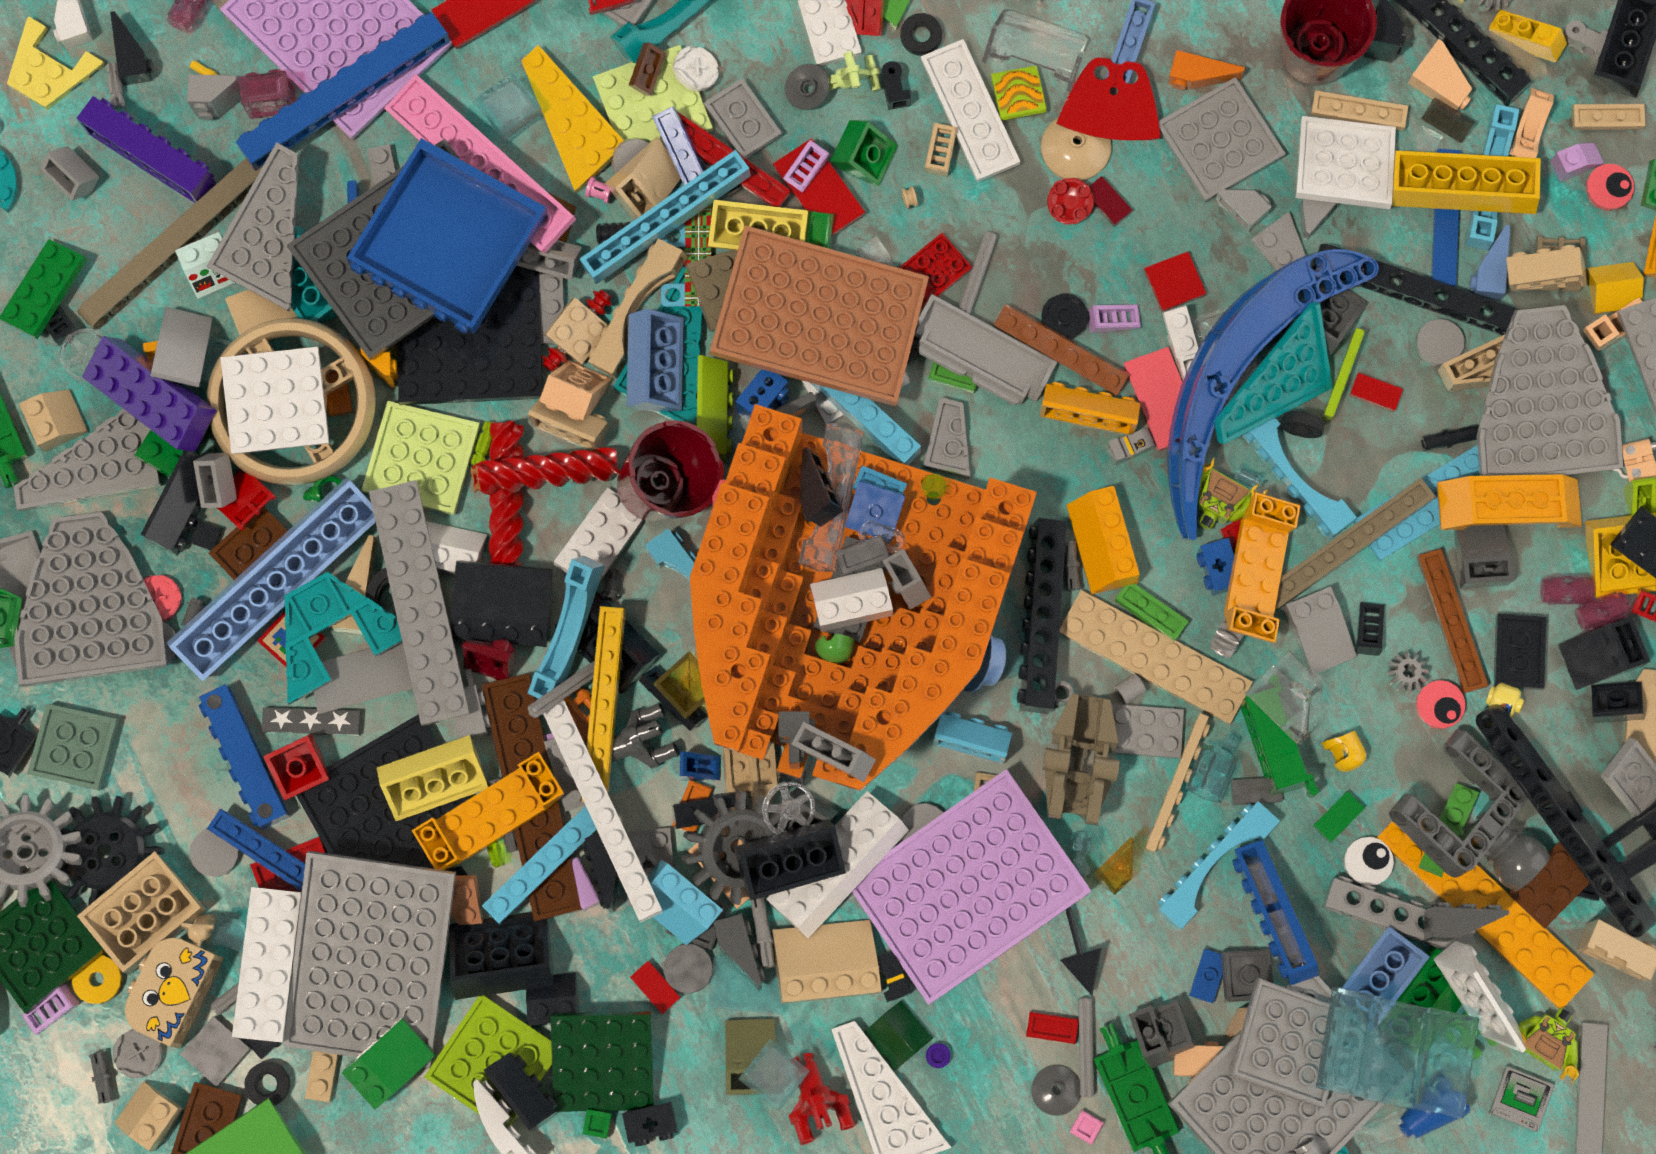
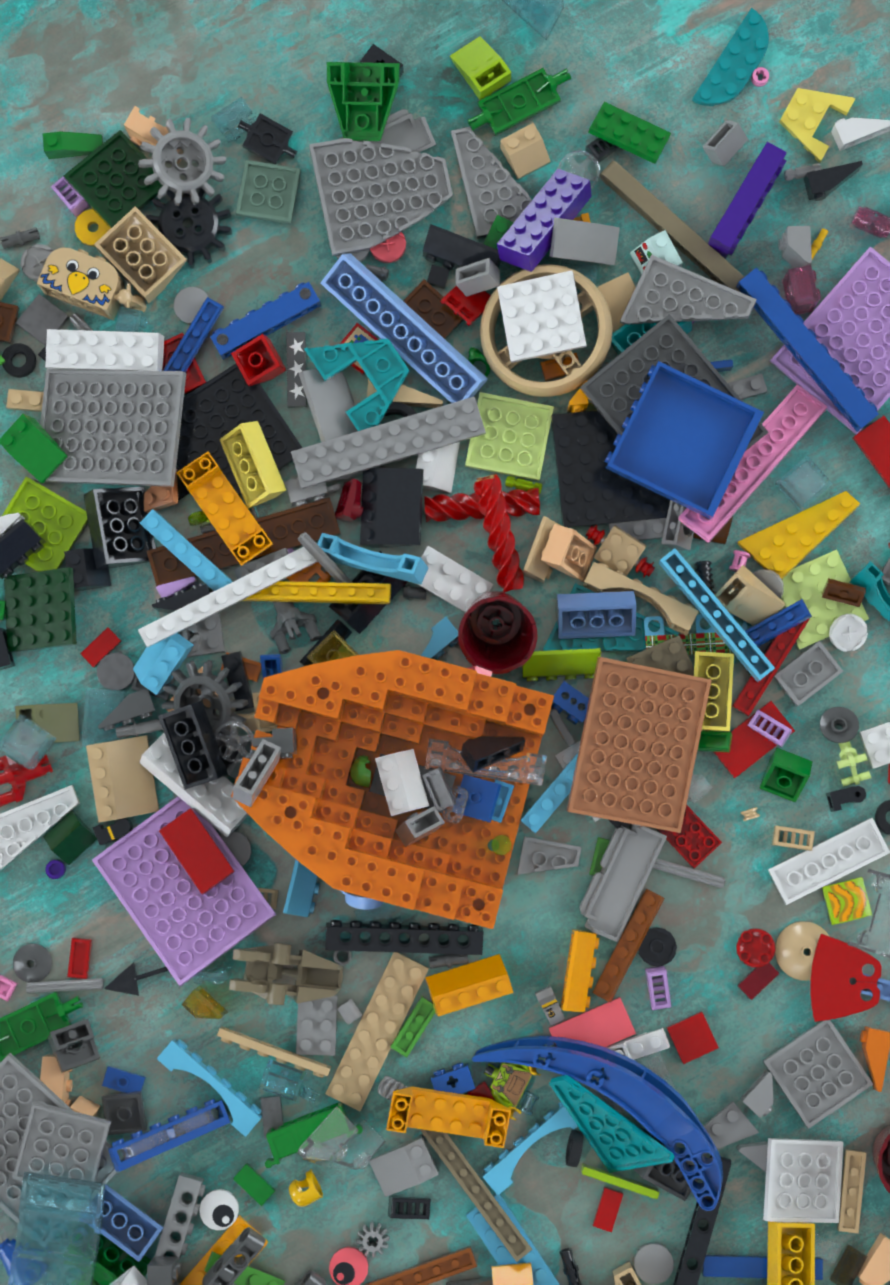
camera: 90 degrees right, 5 degrees up
(923, 866) = (196, 851): none -> red tile

